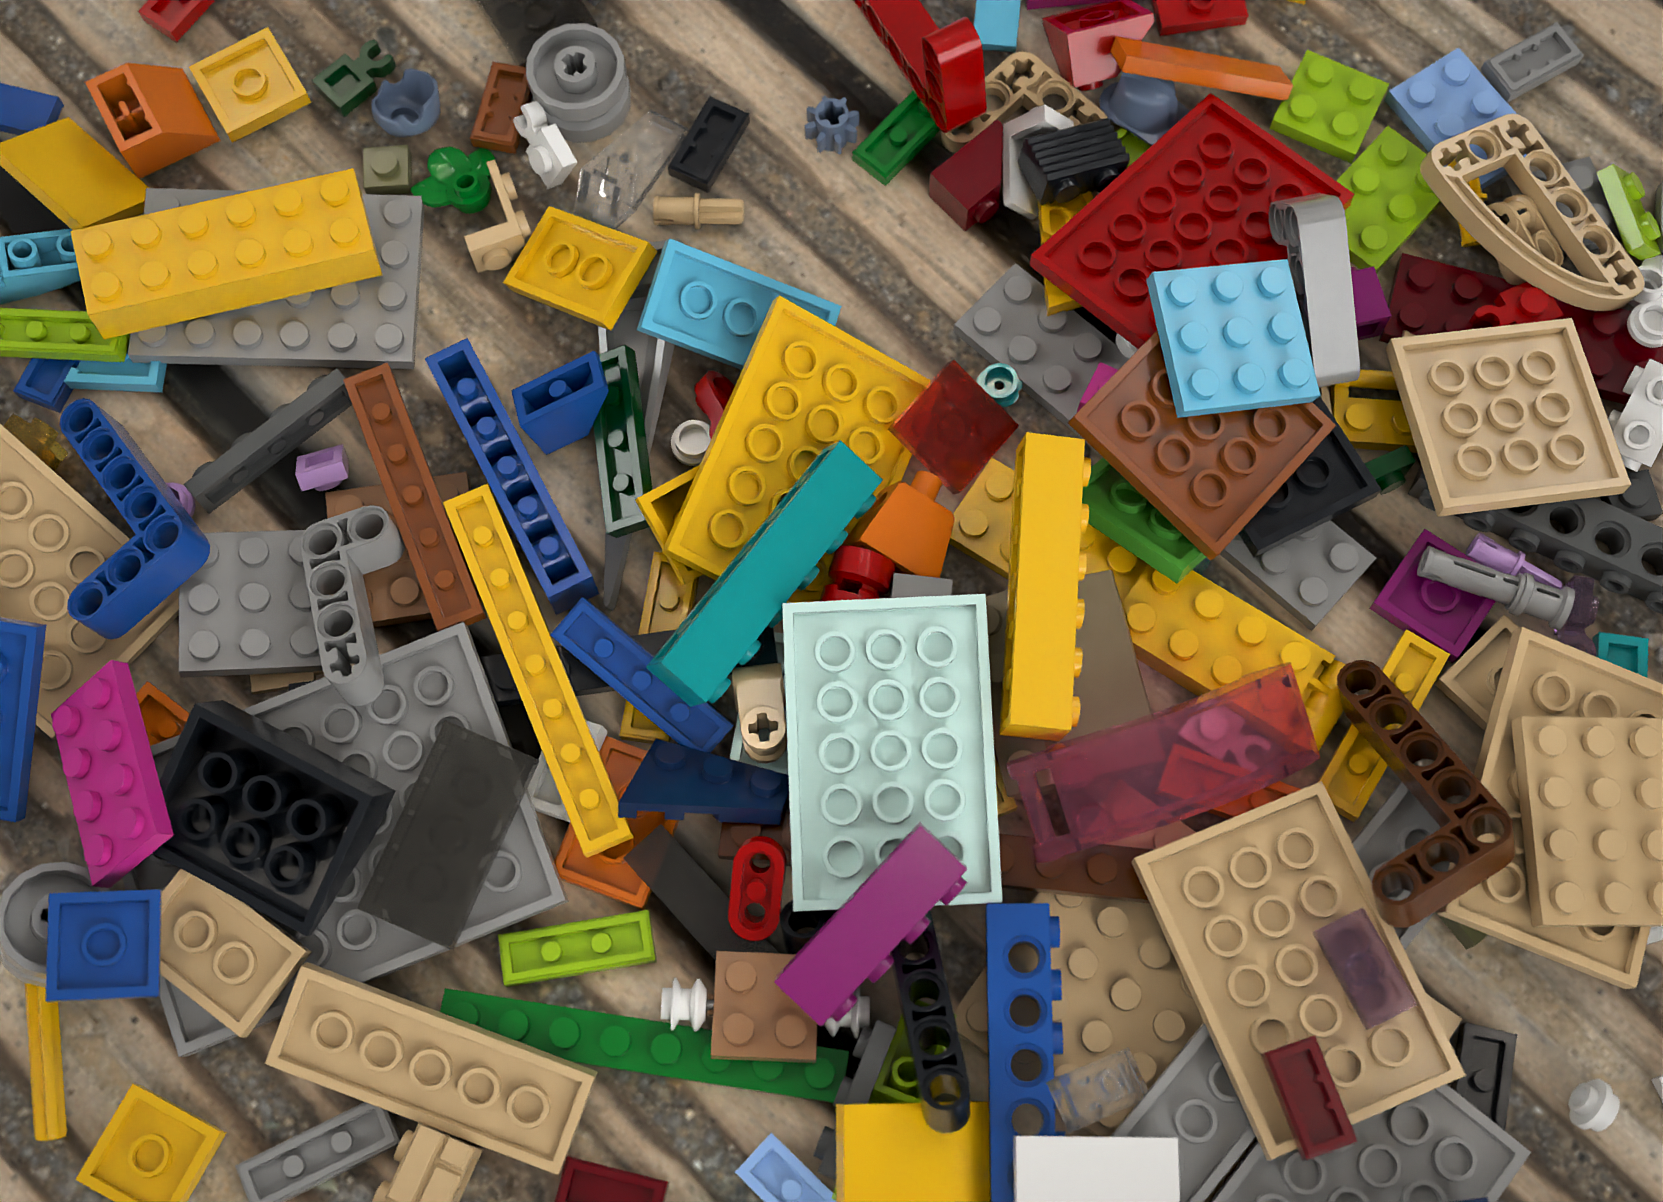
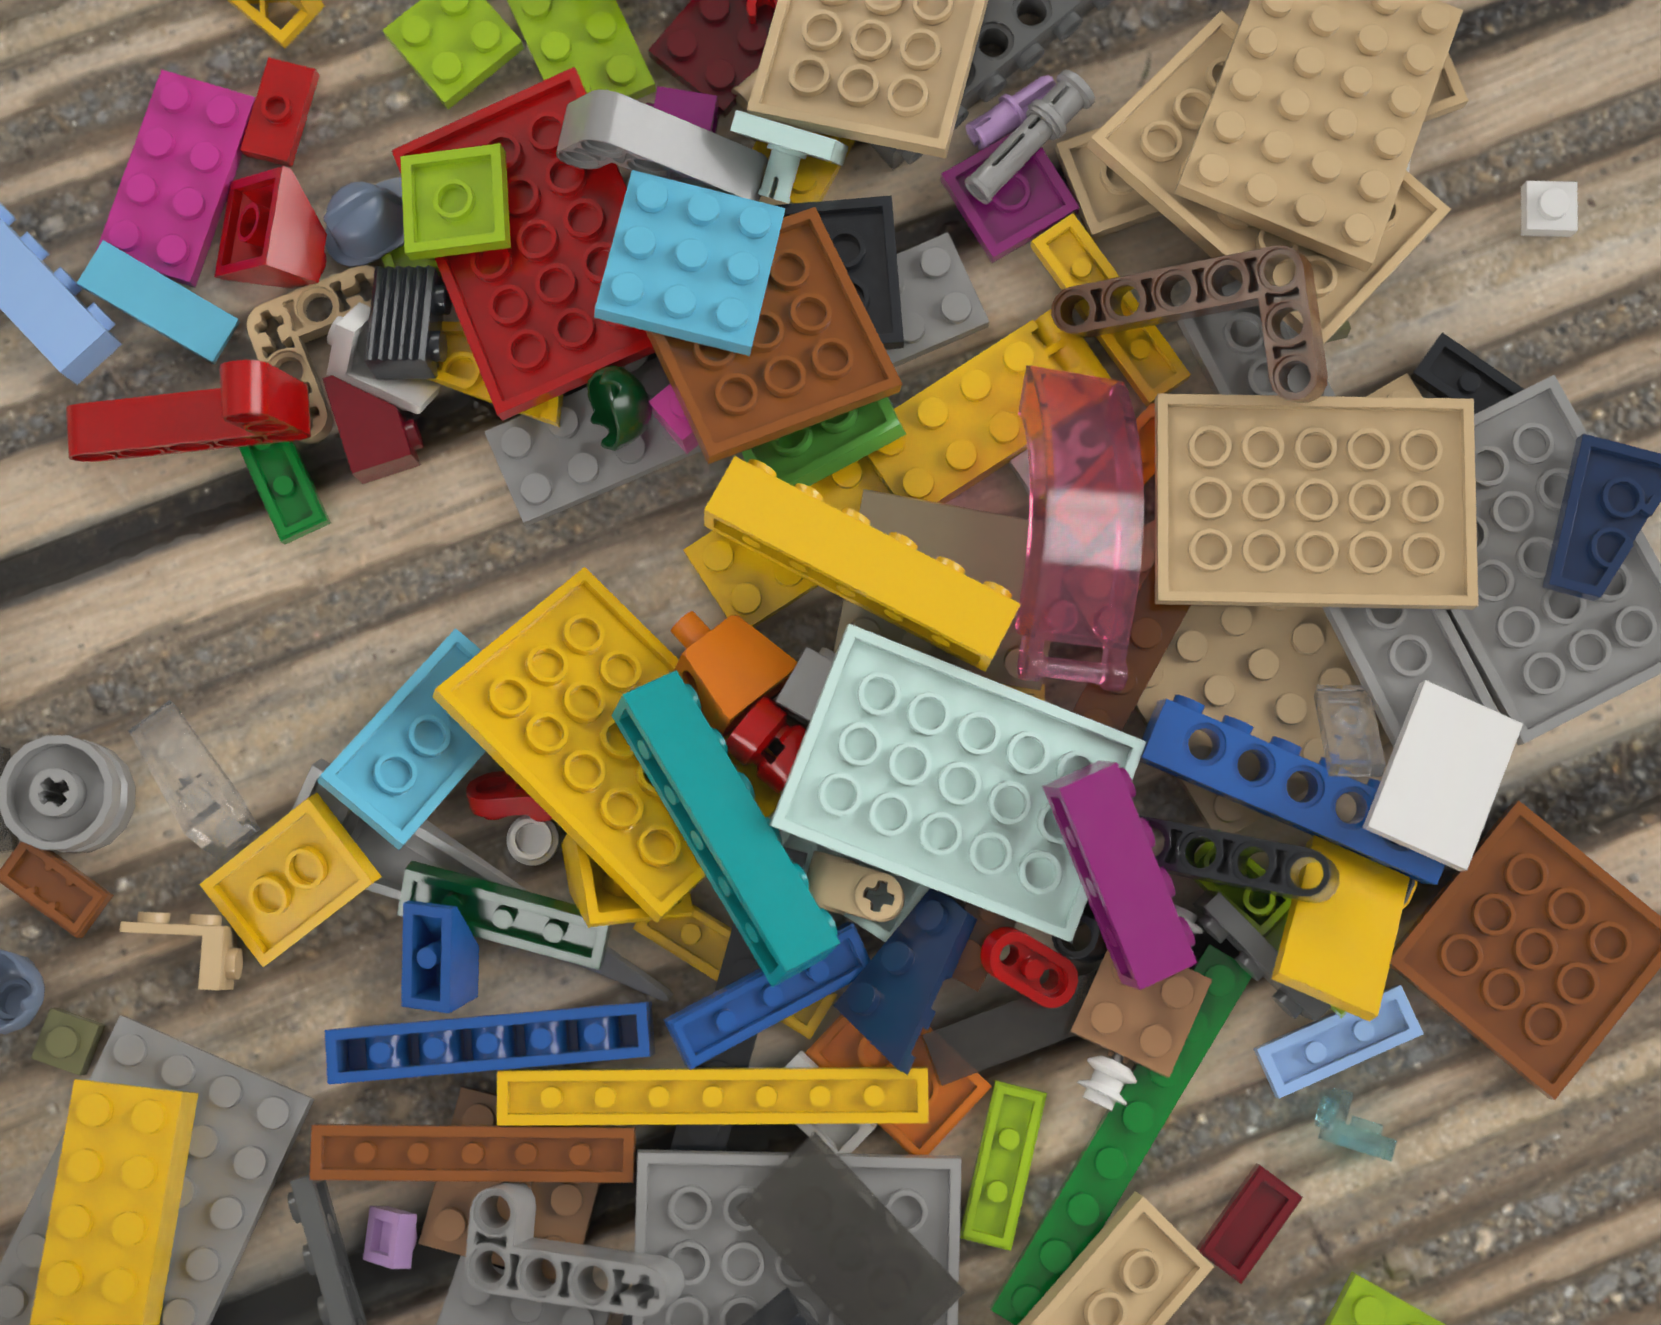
camera: 65 degrees left, 10 degrees up
(456, 180) = (110, 973): green plate -> none
(547, 149) = (129, 860): white plate -> none
(696, 211) = (274, 729): tan axle -> none
(708, 144) = (201, 686): black plate -> none
(831, 124) = (234, 537): sand blue gear -> none
(953, 427) = (636, 573): clear red plate -> none
(1002, 374) = (616, 520): teal plate -> none
(1086, 347) = (619, 406): none -> dark green hair
(1191, 149) = (455, 202): none -> lime plate
(1201, 69) = (361, 147): orange tile -> none
(1309, 1098) = (1442, 547): dark red plate -> none
(1364, 968) = (1349, 441): plate -> none
(1375, 385) = (787, 147): none -> light aqua tile
(1391, 468) = (869, 177): dark green plate -> none
(1581, 615) = (1089, 71): clear purple plate -> none
(1593, 1105) = (1528, 298): white plate -> none
(1623, 651) = (1140, 59): teal plate -> none

